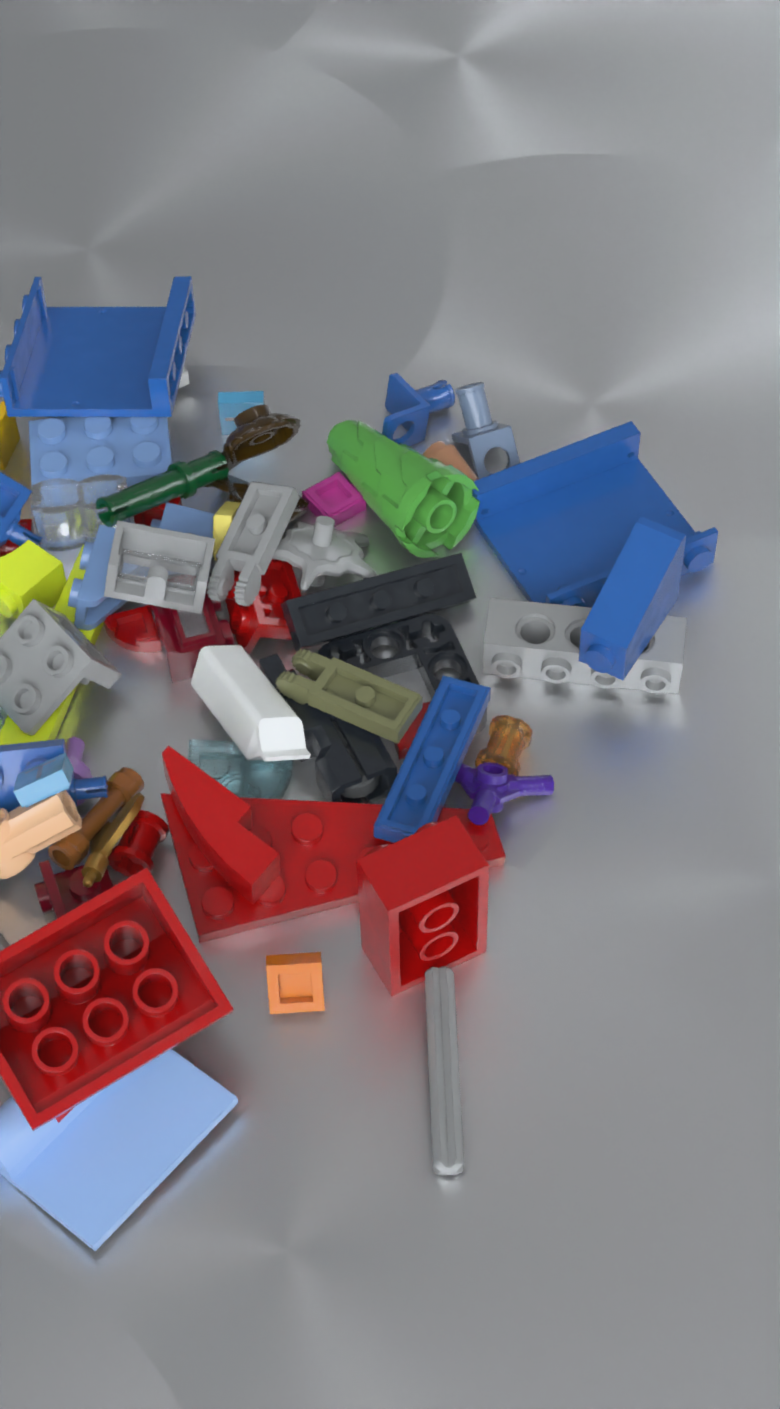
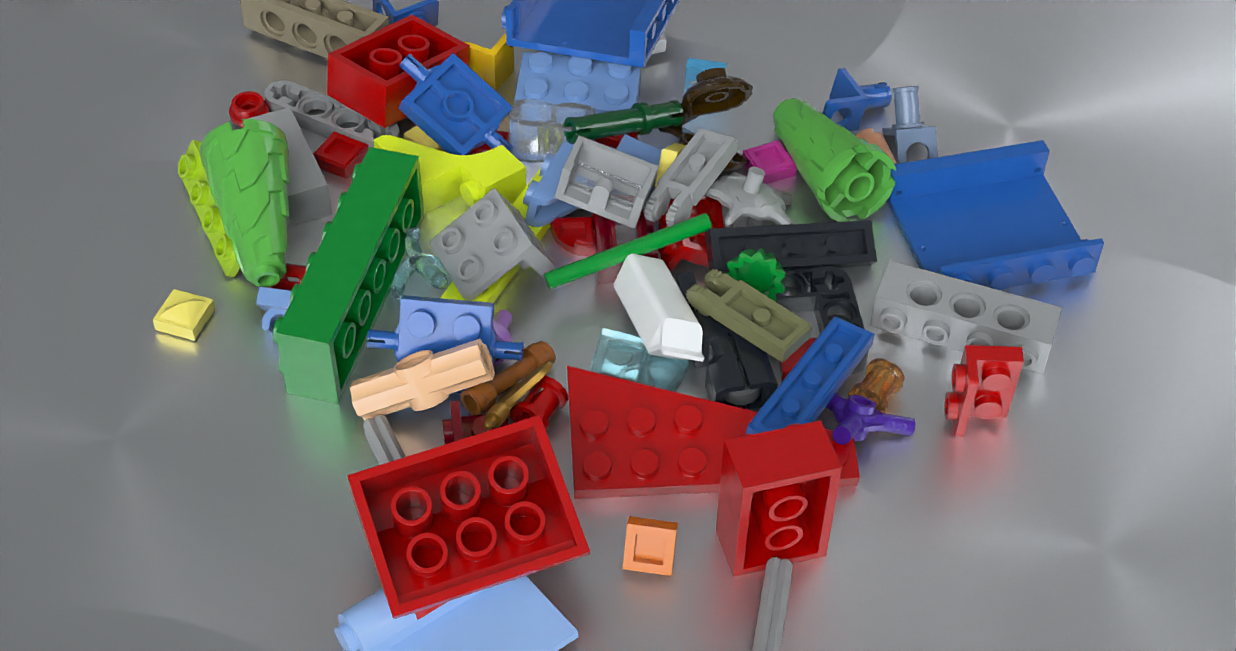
camera: 10 degrees right, 5 degrees down
(43, 780) = (468, 331): dark azure tile -> none
(190, 648) = (619, 253): none -> green bar
(221, 827) = (613, 401): red slope -> none
(349, 641) = (759, 271): none -> green piece
(618, 725) = (982, 384): none -> red bracket
(633, 599) = (1017, 278): blue slope -> none

